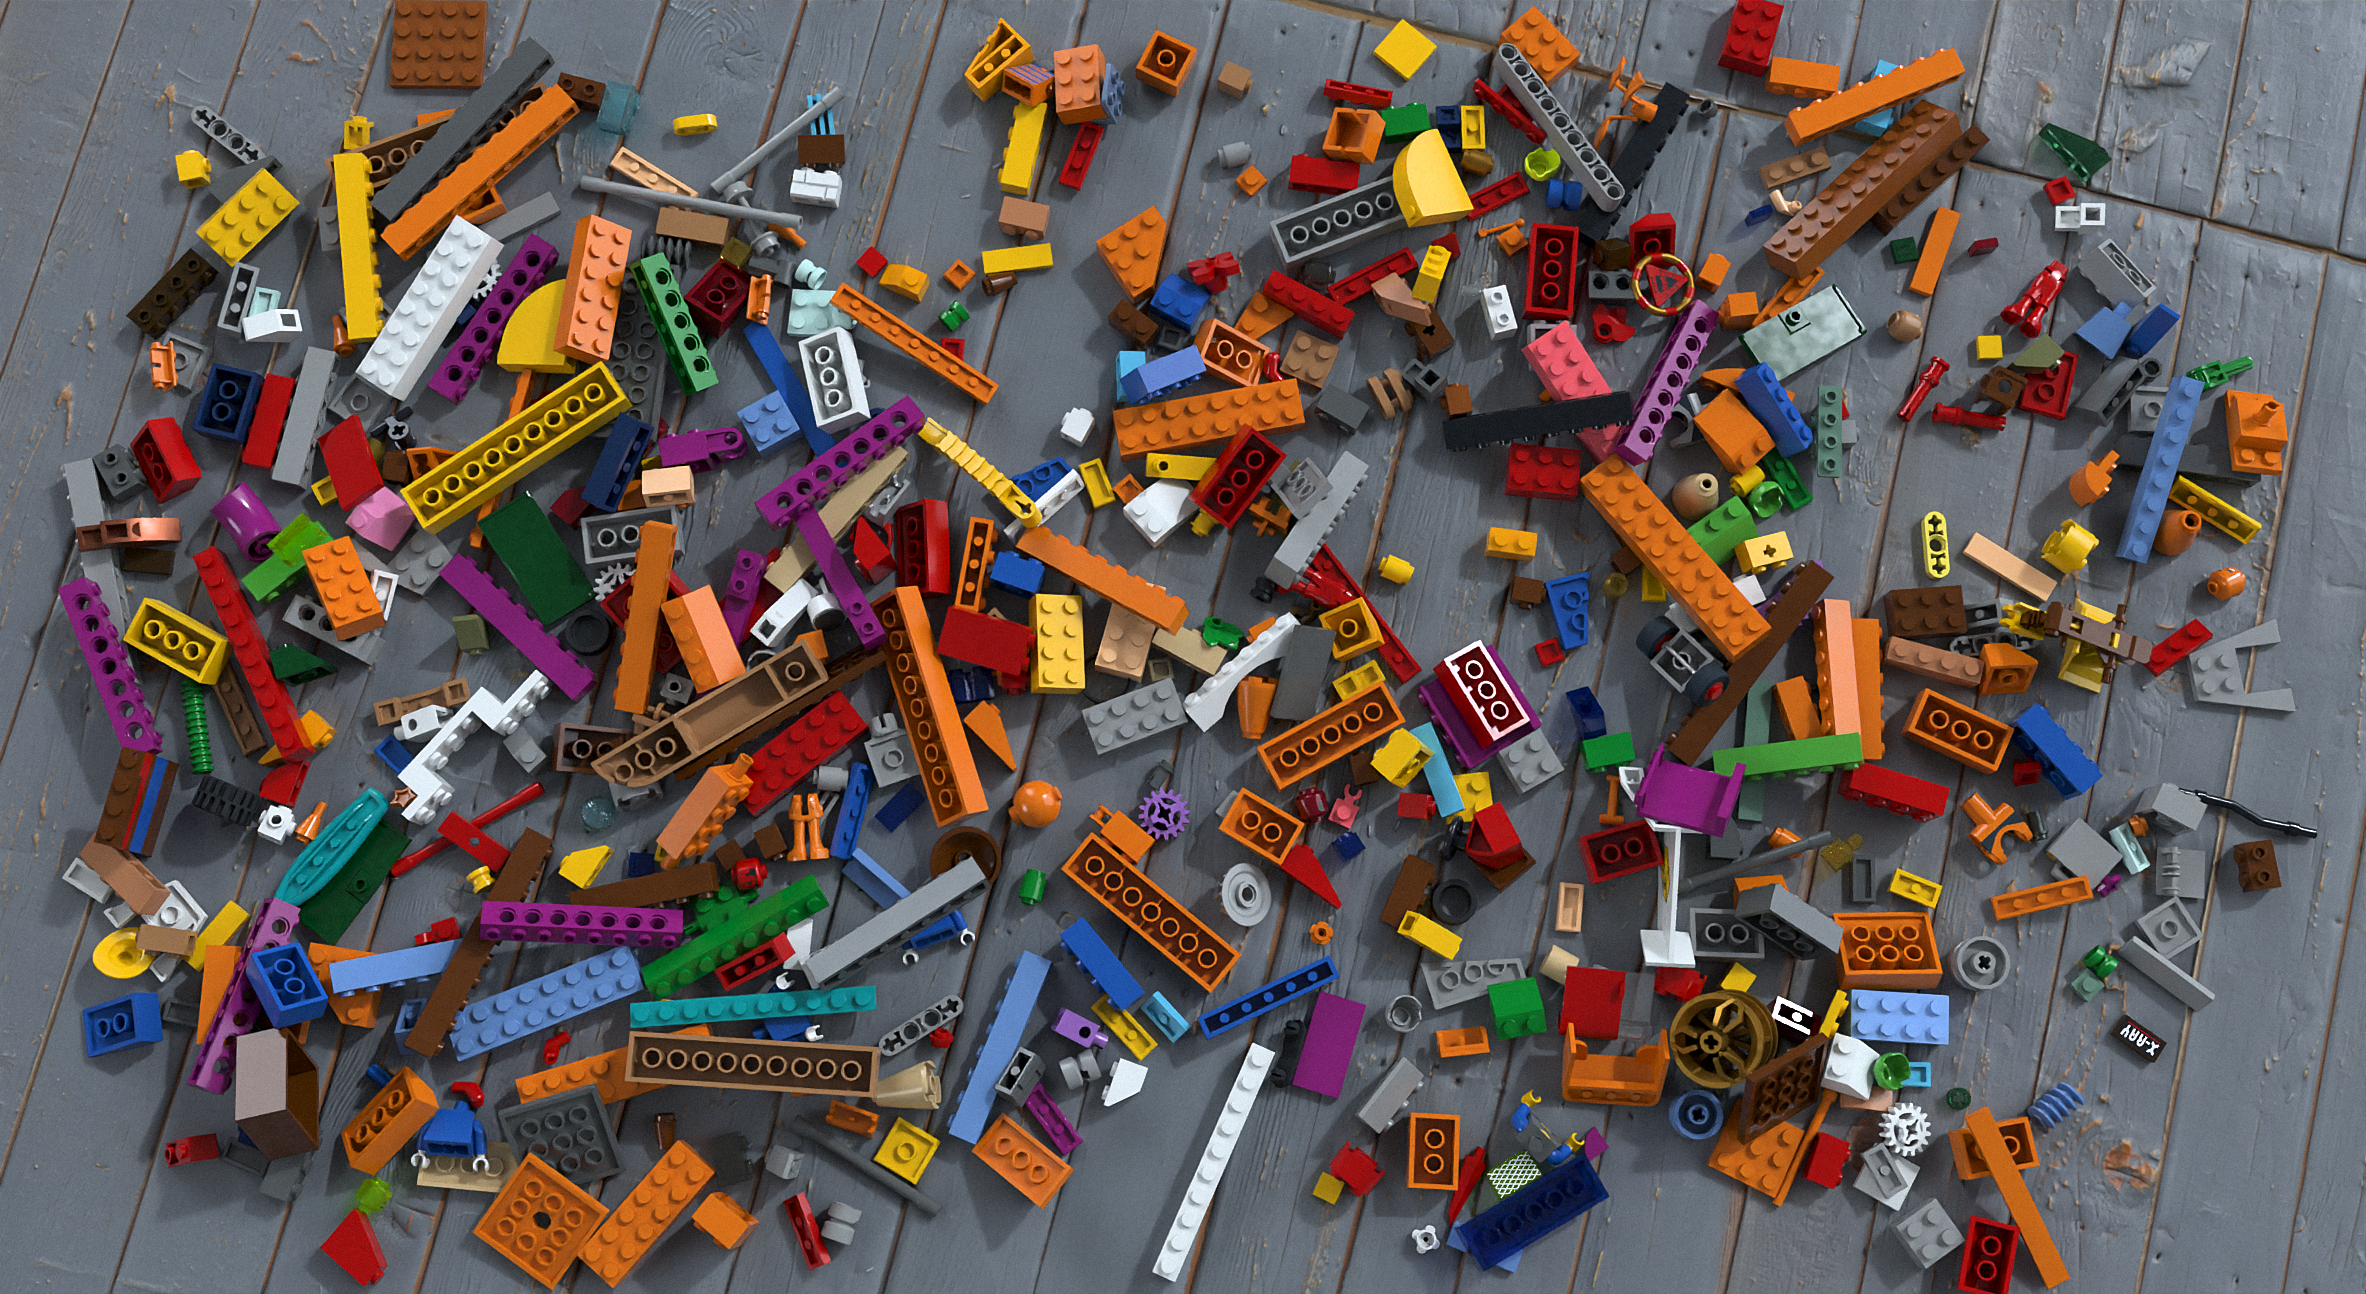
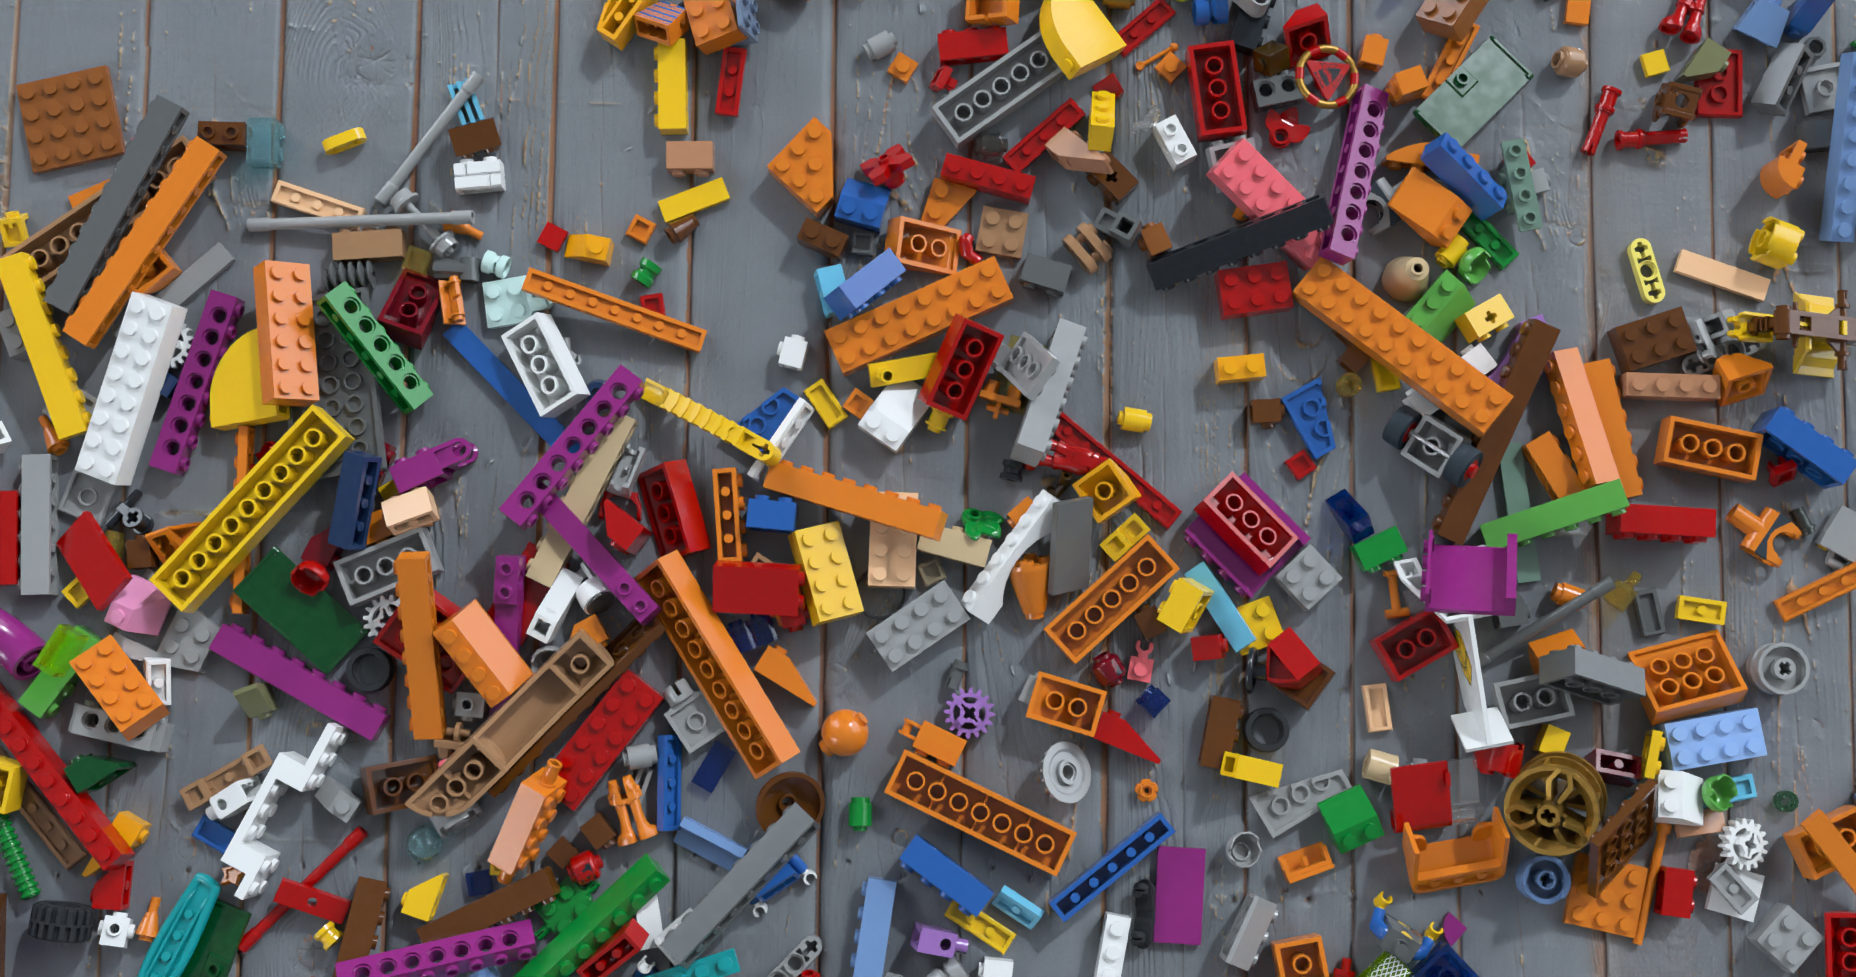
camera: 10 degrees left, 5 degrees up
(554, 528) = (310, 577): none -> red hair
(770, 424) = (494, 423): medium blue brick -> none
(1287, 201) = (943, 80): none -> red tile
(1974, 620) = (1700, 336): none -> light grey bar

